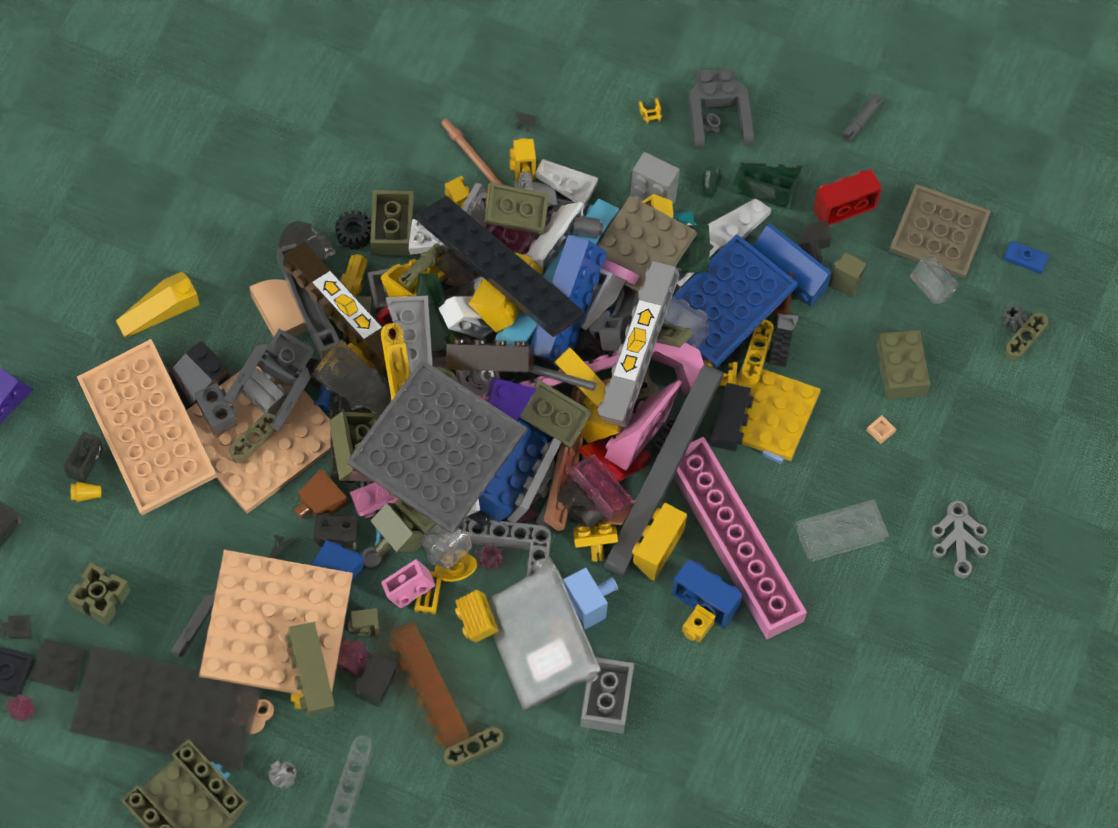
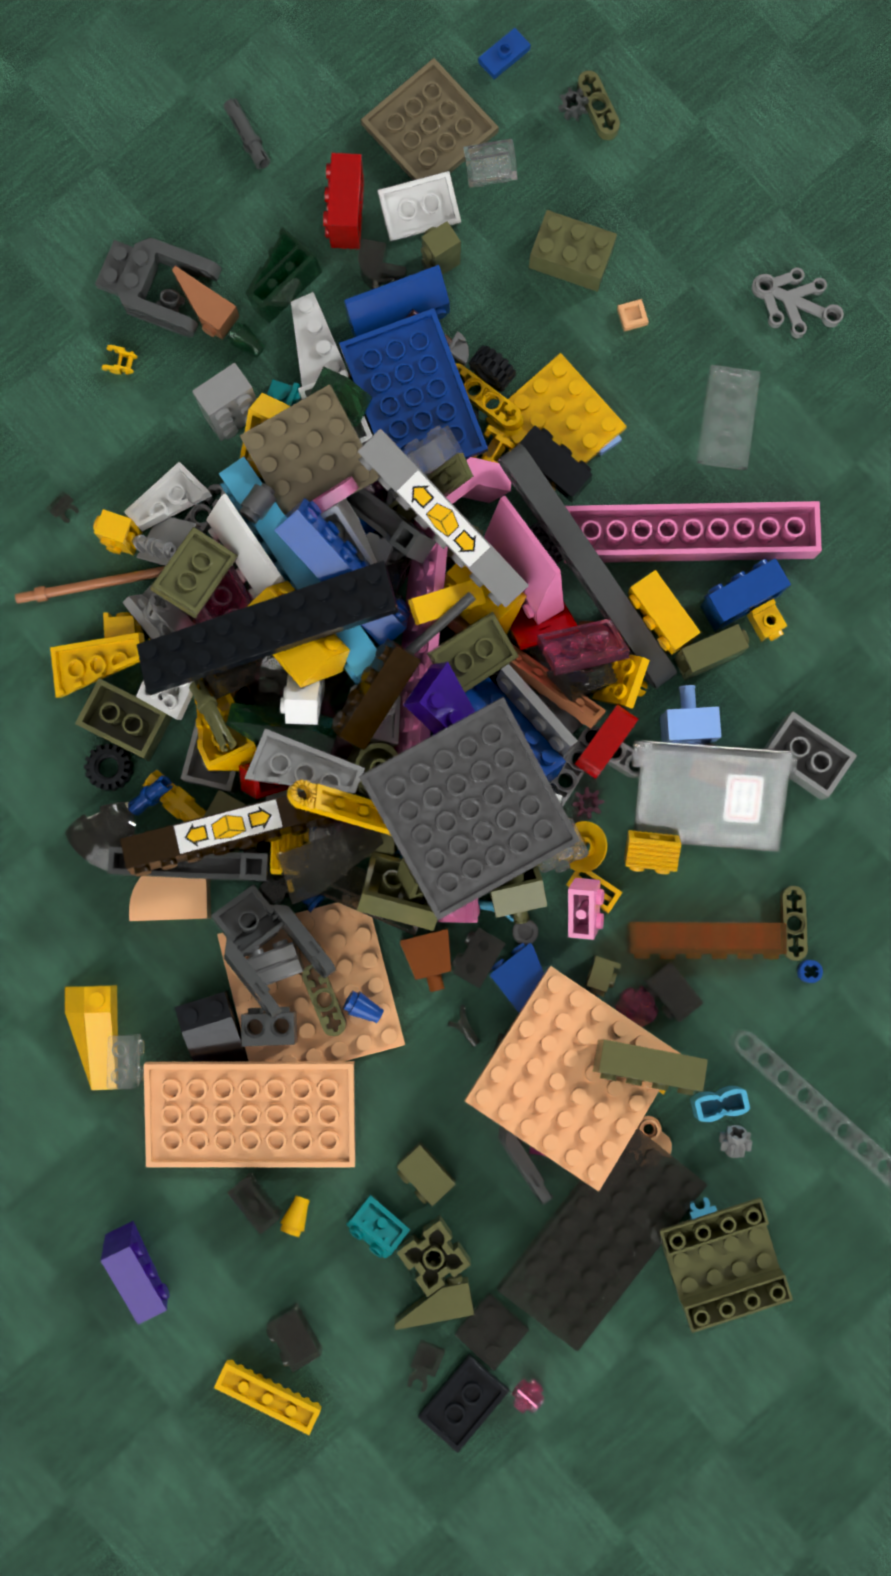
camera: 60 degrees left, 20 degrees up
(66, 618) = (446, 1303): none -> olive slope
(102, 548) = (377, 1228): none -> teal bracket
(147, 327) = (124, 1061): none -> clear bracket
(156, 565) = (425, 1174): none -> olive brick
(260, 464) = (362, 1007): none -> blue cone
(302, 744) = (725, 1101): none -> medium azure brick
(346, 260) = (150, 795): none -> blue pin
(422, 180) = (87, 661): none -> yellow wing
(441, 768) = (809, 979): none -> blue bush
(541, 541) = (606, 741): none -> red beam
(650, 589) = (712, 652): none -> olive brick
(720, 146) = (211, 309): none -> nougat slope
(875, 248) = (418, 205): none -> white tile

